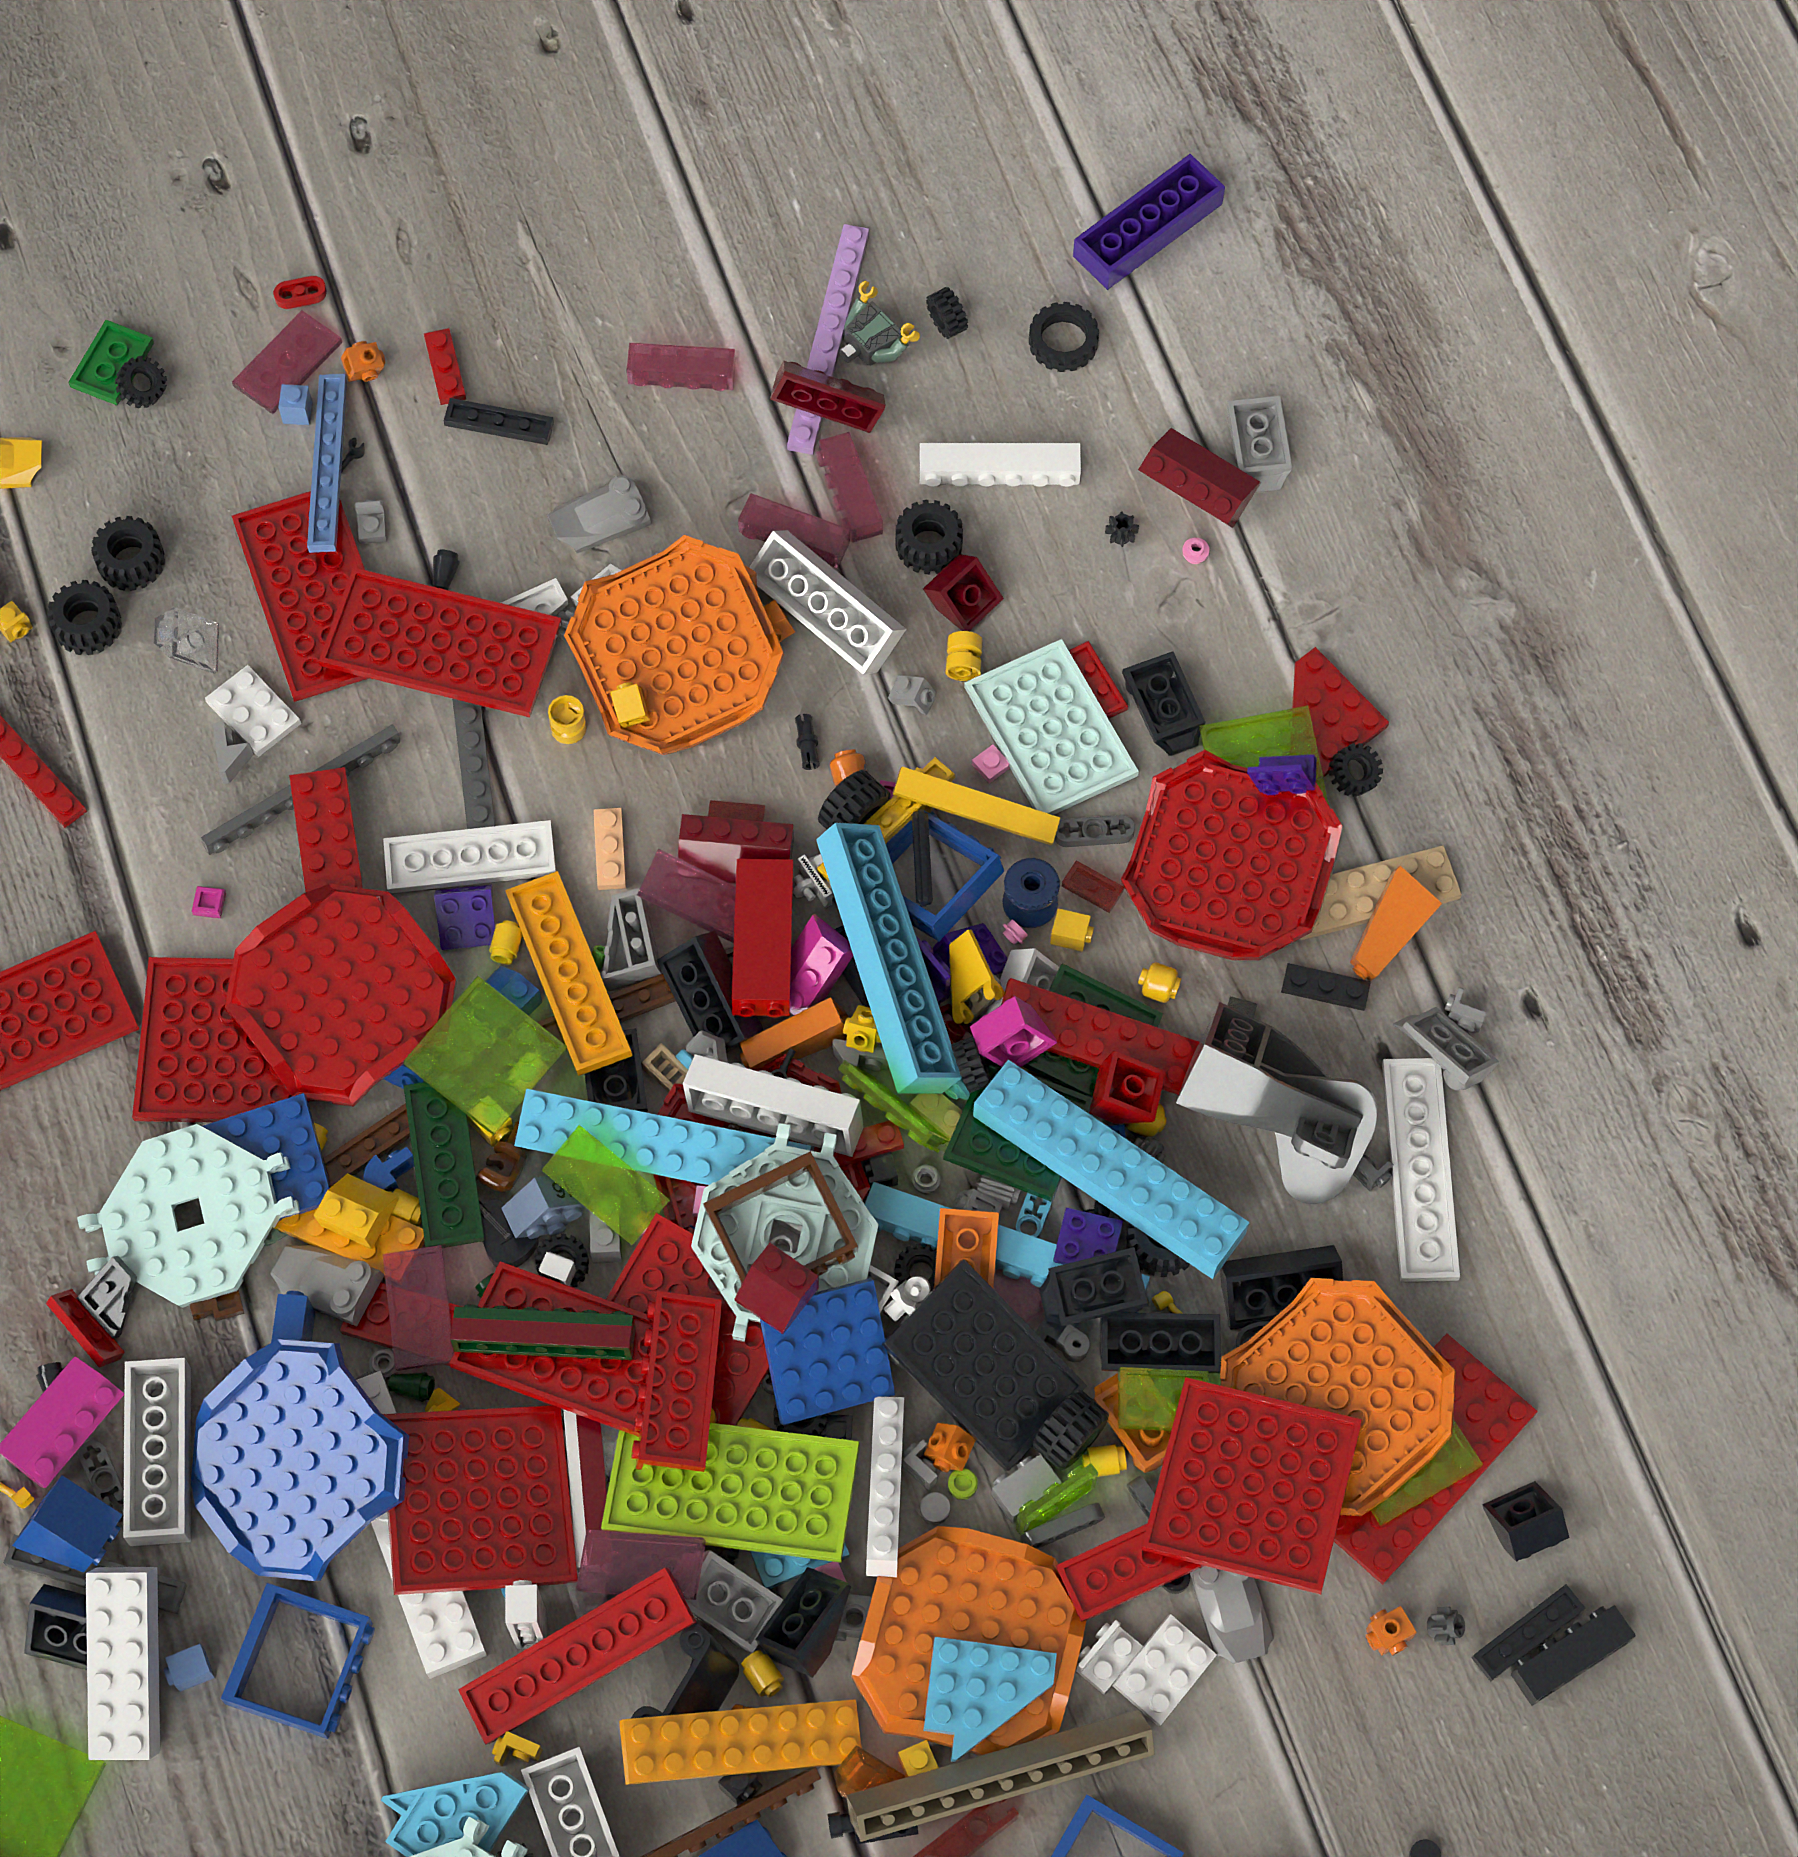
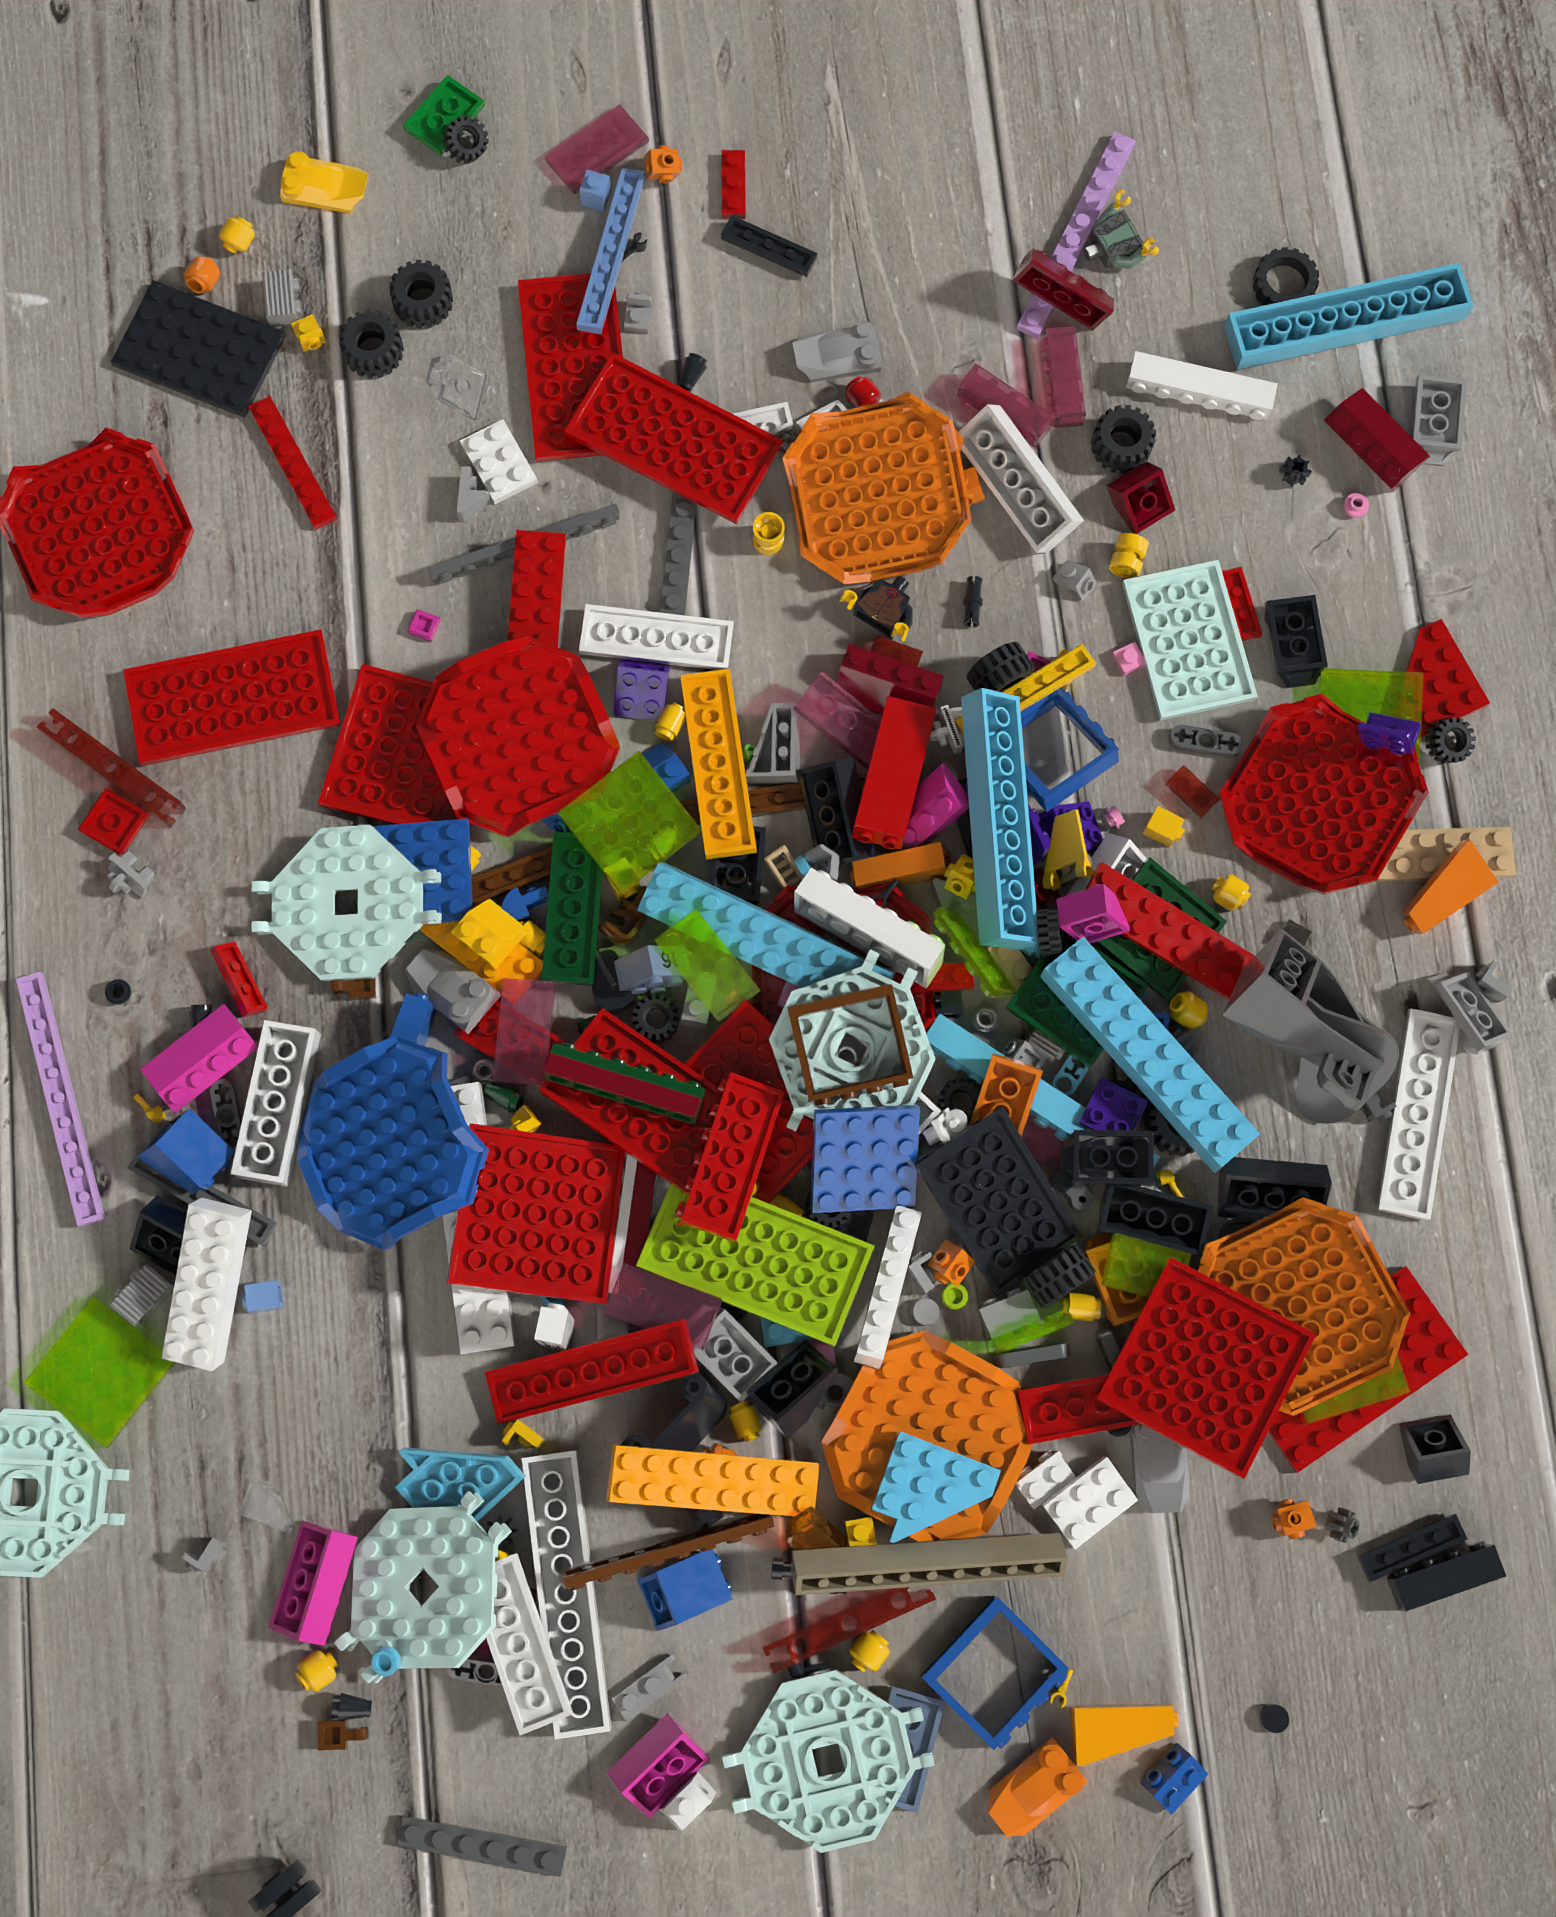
camera: 10 degrees right, 10 degrees up
(50, 1699) = (141, 1295): none -> light grey brick
(109, 1295) = (265, 957): wing -> none
(253, 1642) = (319, 1292): blue window -> none
(300, 291) = (622, 85): red plate -> none
(558, 1267) = (650, 1026): white slope -> none
(609, 849) = (779, 658): light nougat plate -> none
(629, 704) = (825, 533): yellow brick -> none
(634, 549) = (862, 392): none -> red head
(681, 366) = (940, 231): clear pink brick -> none
(710, 768) = (883, 606): none -> torso
(777, 1288) = (834, 1100): dark red slope -> none
(845, 764) = (1002, 632): orange head -> none
(922, 858) = (1049, 734): black axle -> none
(947, 312) = (1187, 235): black tyre -> none
(976, 805) = (1108, 696): yellow tile -> none
(1031, 892) = (1137, 786): dark blue hose -> none
(1127, 1090) = (1180, 986): red slope -> none
(1137, 358) = (1348, 316): none -> medium azure brick
(1148, 221) = (1388, 189): dark purple brick -> none
(1326, 986) = (1375, 930): black plate -> none

